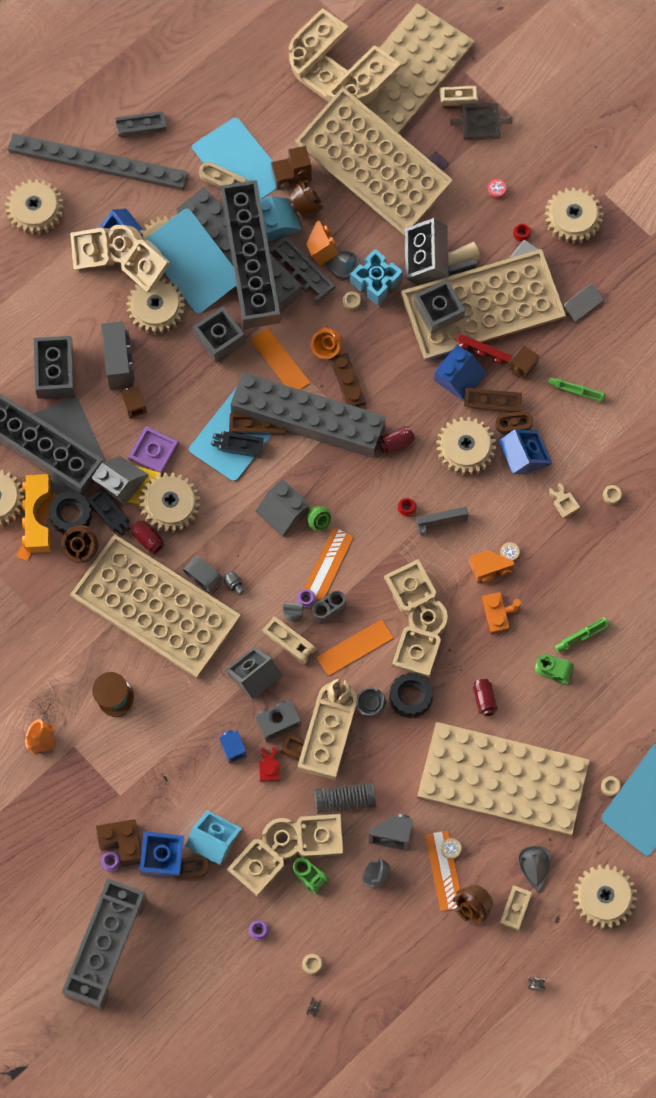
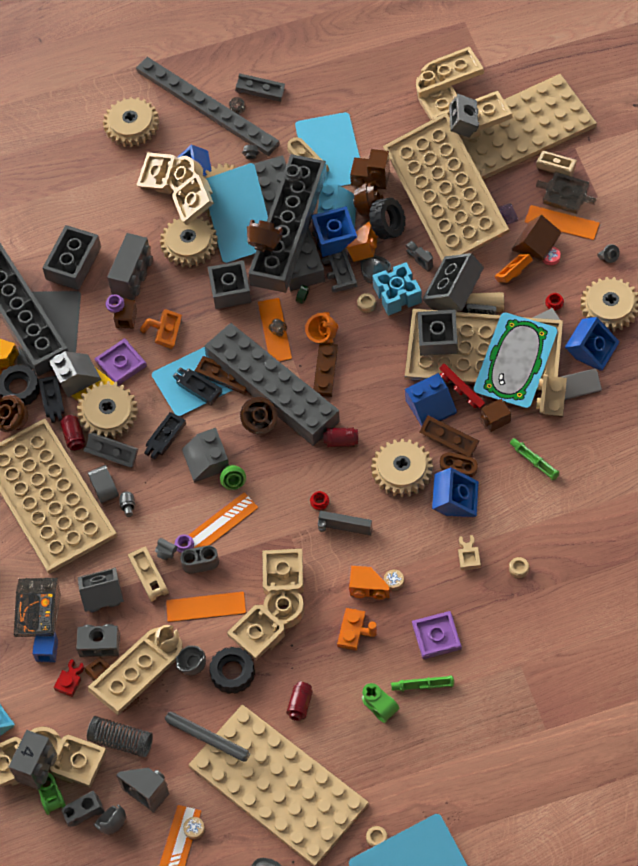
camera: 30 degrees right, 10 degrees down
(123, 392) = (115, 299): none -> medium lavender plate
(131, 147) = (233, 102): none -> clear smoke bush
(166, 193) = (250, 151): none -> dark grey plate
(181, 399) = (167, 328): none -> orange plate
(193, 538) = (111, 450): none -> dark grey hinge
(208, 715) = (36, 607): none -> clear smoke slope
(234, 200) = (292, 169): none -> dark grey plate
(234, 503) = (164, 435): none -> black hinge
(243, 278) = (263, 235): none -> reddish brown cone
(284, 357) = (277, 327): none -> clear smoke bush
(287, 853) = (33, 760): none -> dark grey brick
(290, 316) = (302, 294): none -> dark green tile
(292, 244) = (333, 230): none -> blue slope
(314, 450) = (258, 415): none -> reddish brown cone
(334, 211) = (378, 218): none -> black tyre
(346, 876) = (83, 809): none -> dark grey leg
(360, 84) = (463, 115): none -> dark grey brick
(381, 236) = (422, 257): none -> dark grey plate
(422, 764) = (207, 736): none -> dark grey axle
(470, 214) = (514, 268): none -> orange plate
(477, 177) = (537, 238): none -> reddish brown slope
(489, 151) = (565, 222): none -> orange sticker
(517, 303) = (515, 360): none -> sticker
(548, 166) = (609, 254): none -> dark grey plate
(565, 323) = (552, 395): none -> tan bracket
(571, 586) = (436, 635): none -> medium lavender tile
(575, 259) = (592, 343): none -> blue slope

